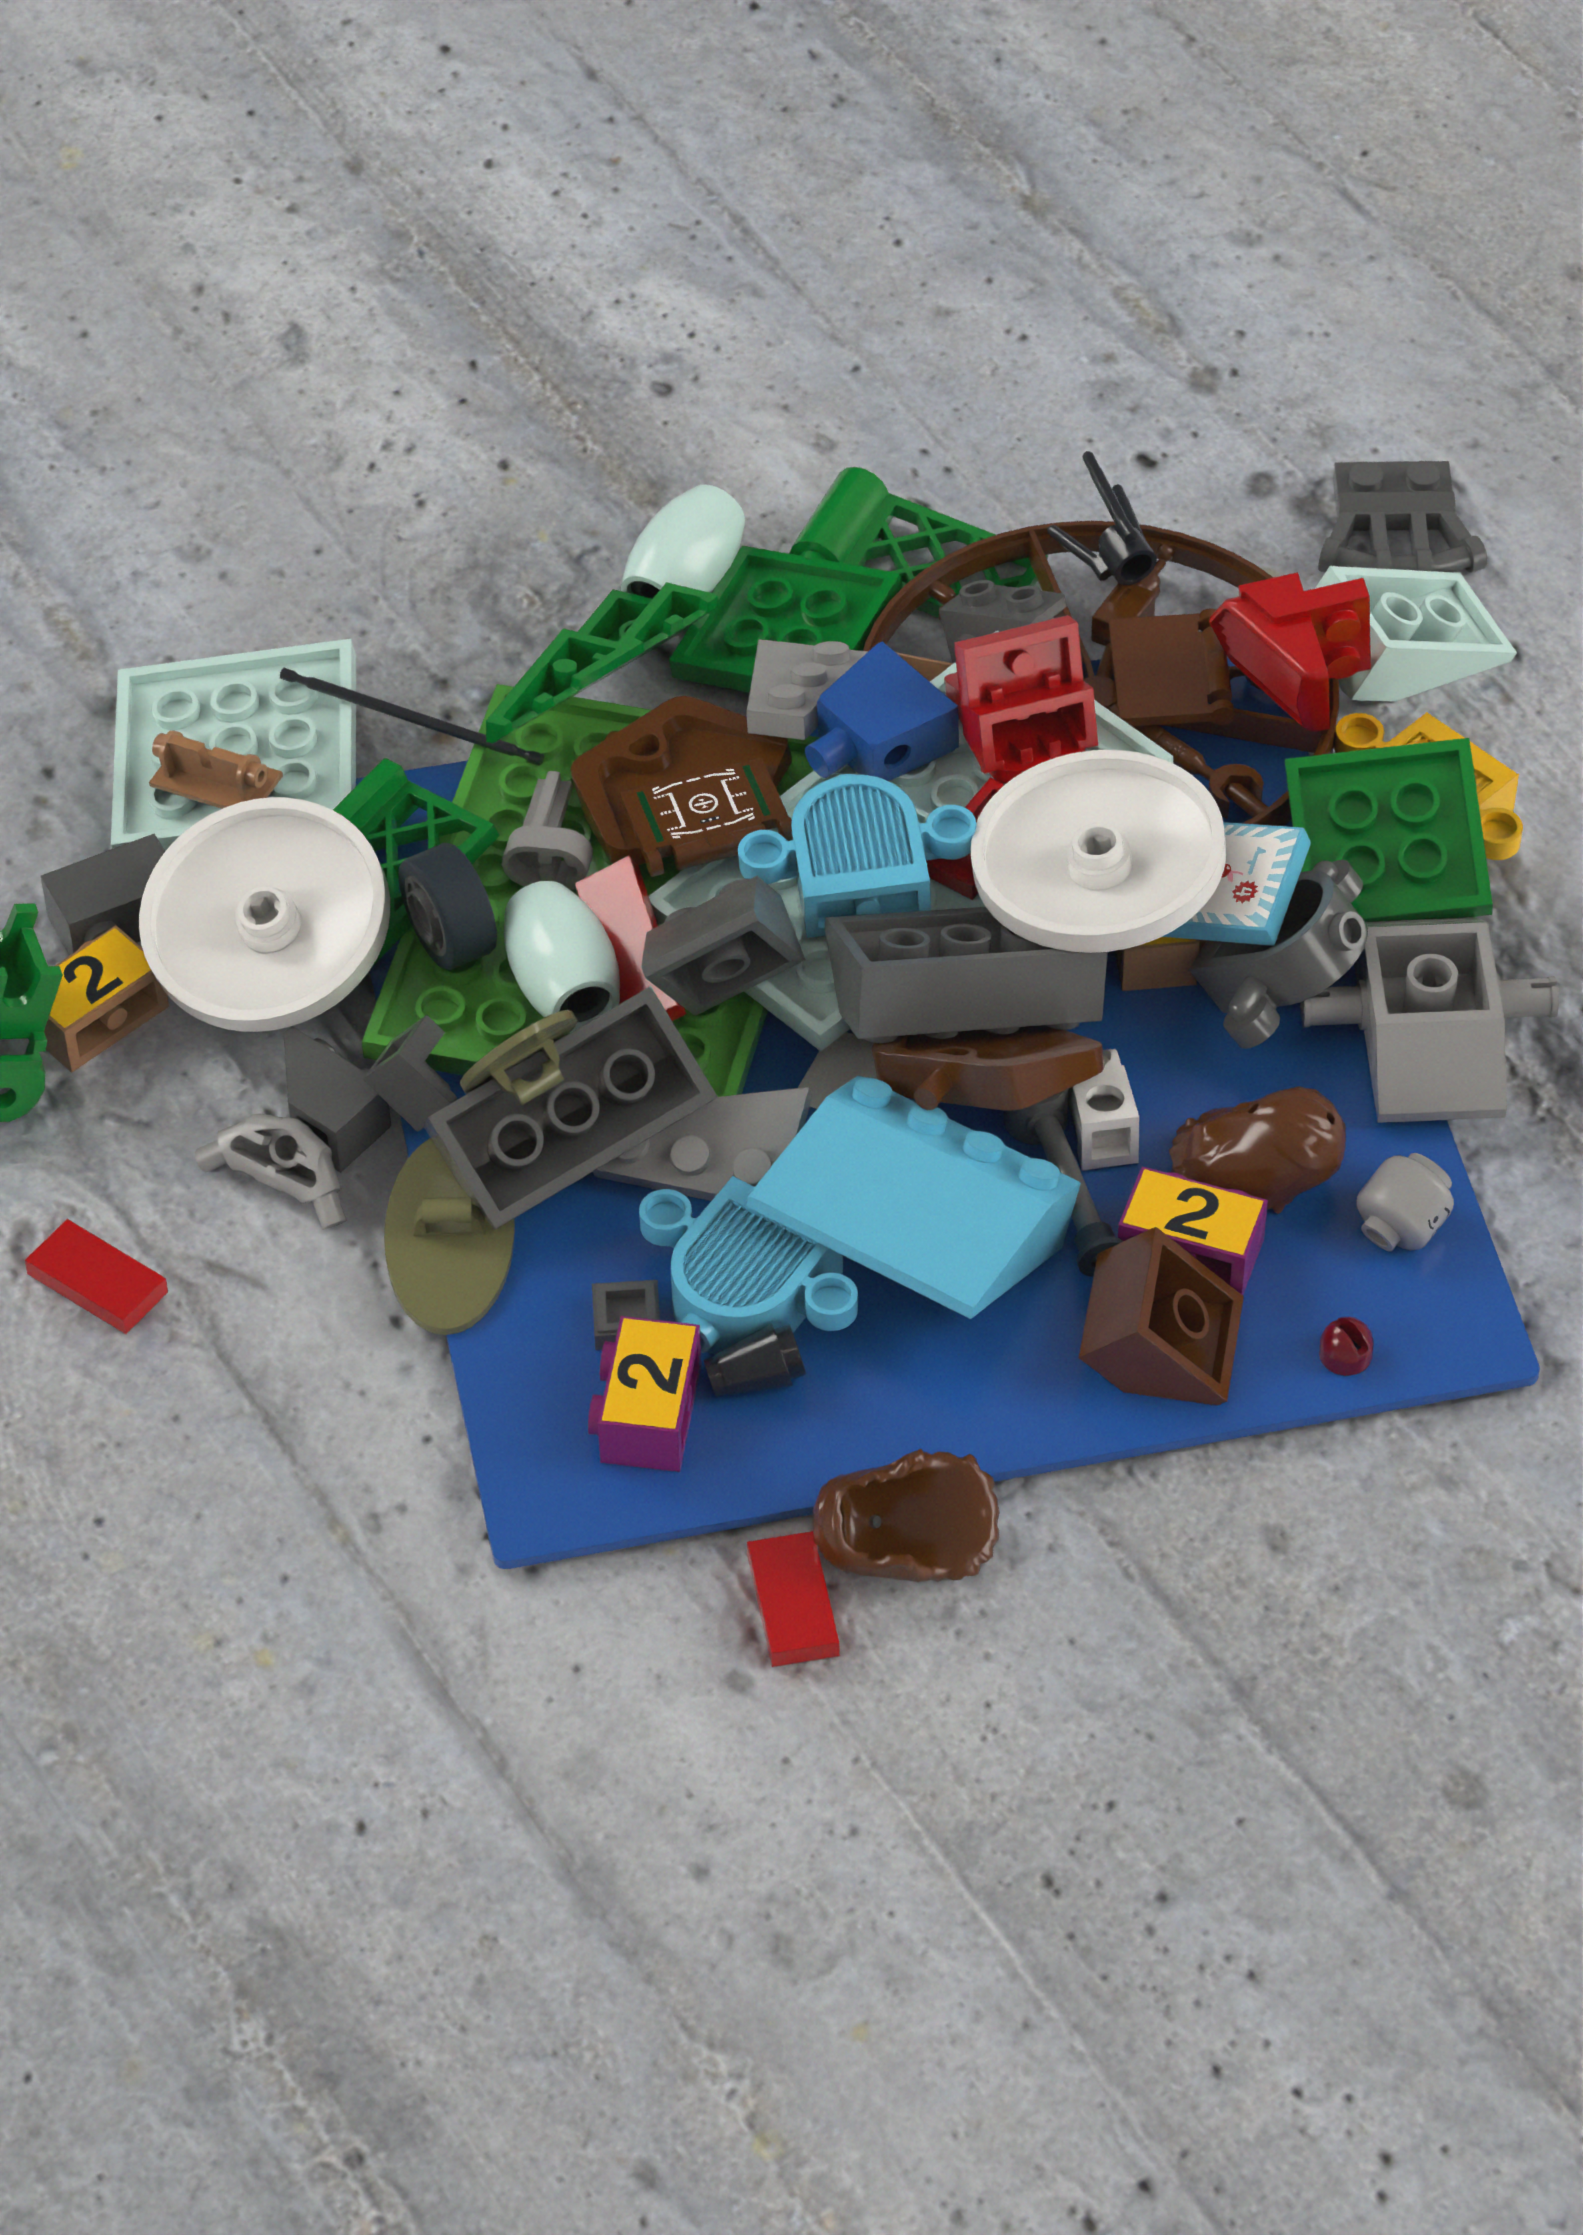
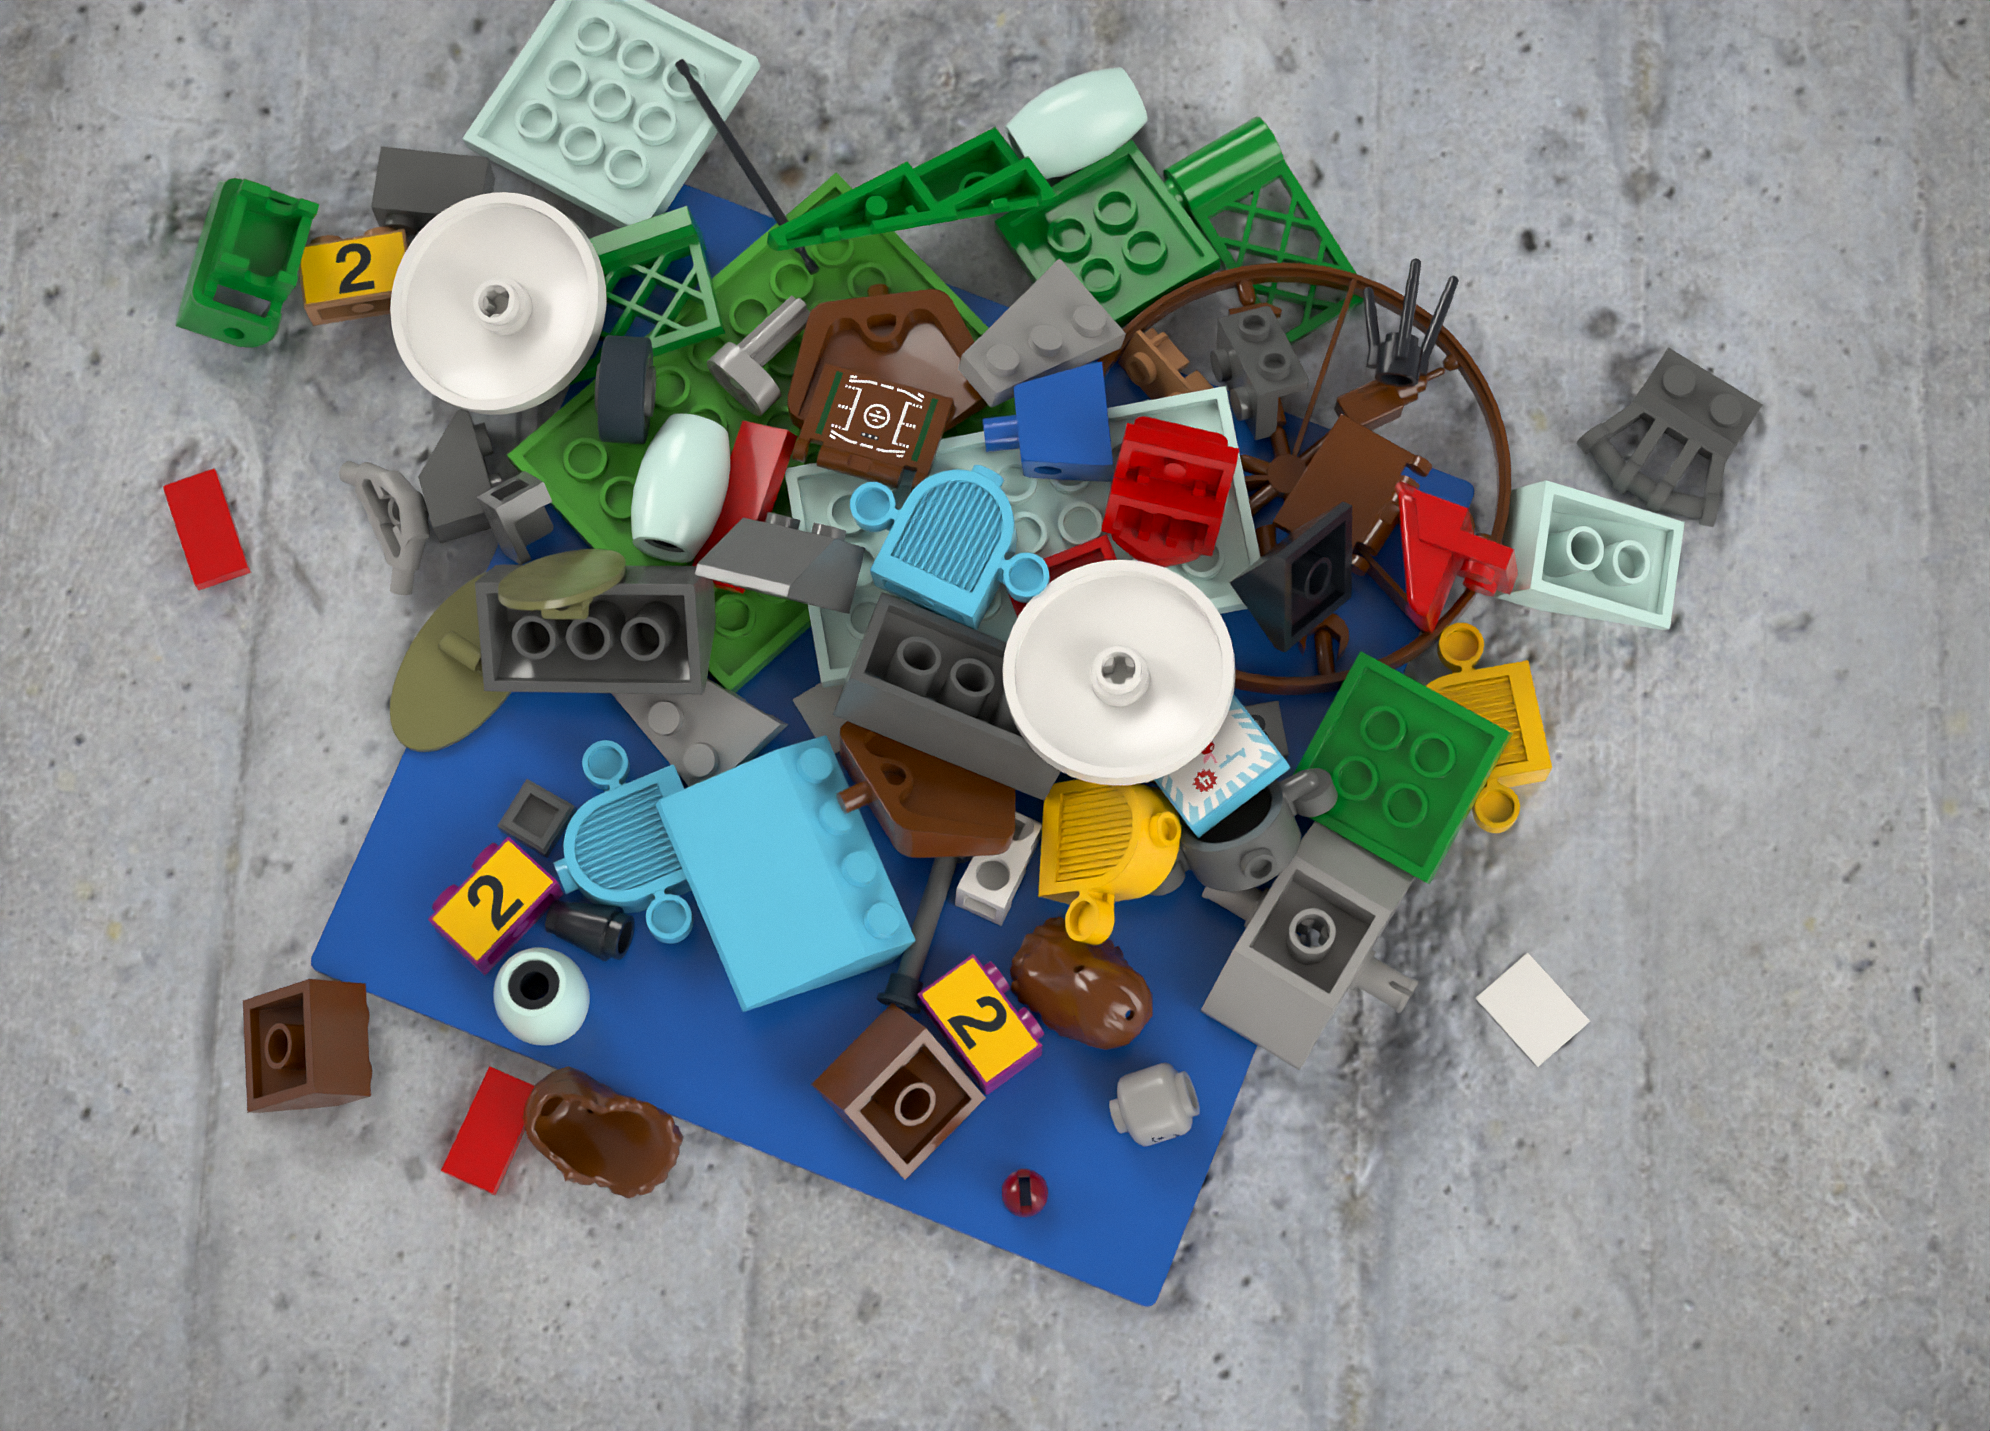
camera: 35 degrees right, 25 degrees up
(209, 775) = (564, 130): medium nougat hinge -> none
(549, 1625) = (307, 1046): none -> reddish brown slope
(765, 1414) = (527, 978): none -> light aqua piece
(1187, 718) = (1301, 578): none -> black slope
(1188, 1015) = (1104, 849): none -> yellow piece

